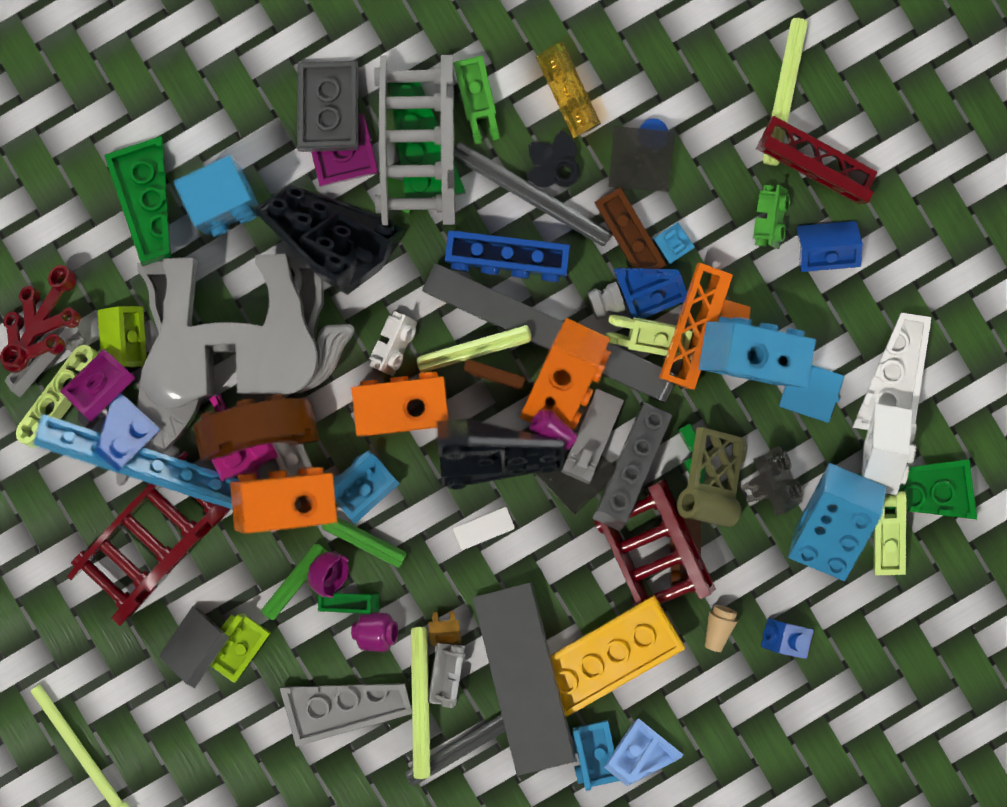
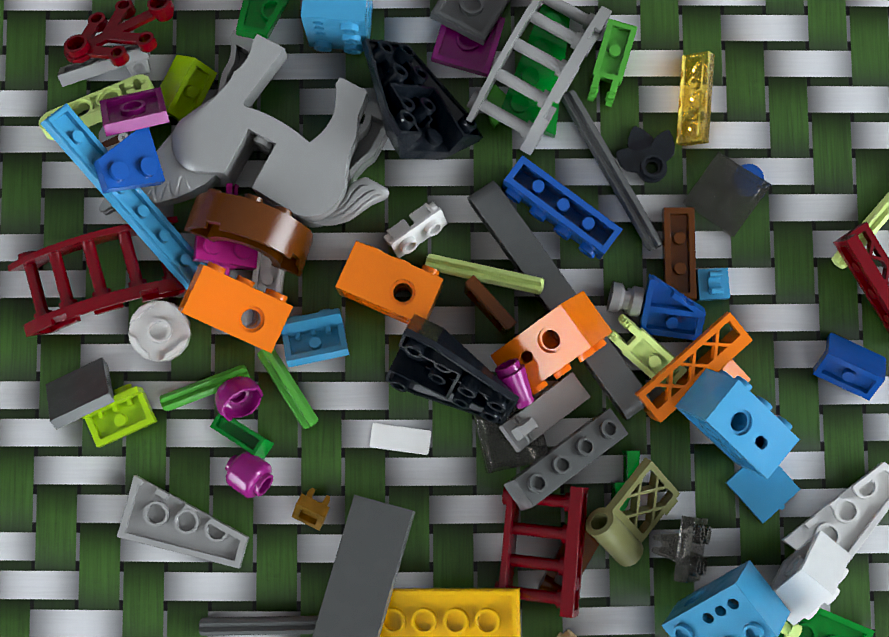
camera: 20 degrees right, 5 degrees down
(227, 556) = (159, 331): none -> white tile
(420, 703) = (251, 563): yellowish green axle -> none
(446, 674) = (289, 551): light grey hinge -> none
(775, 206) = (808, 321): bright green hinge -> none

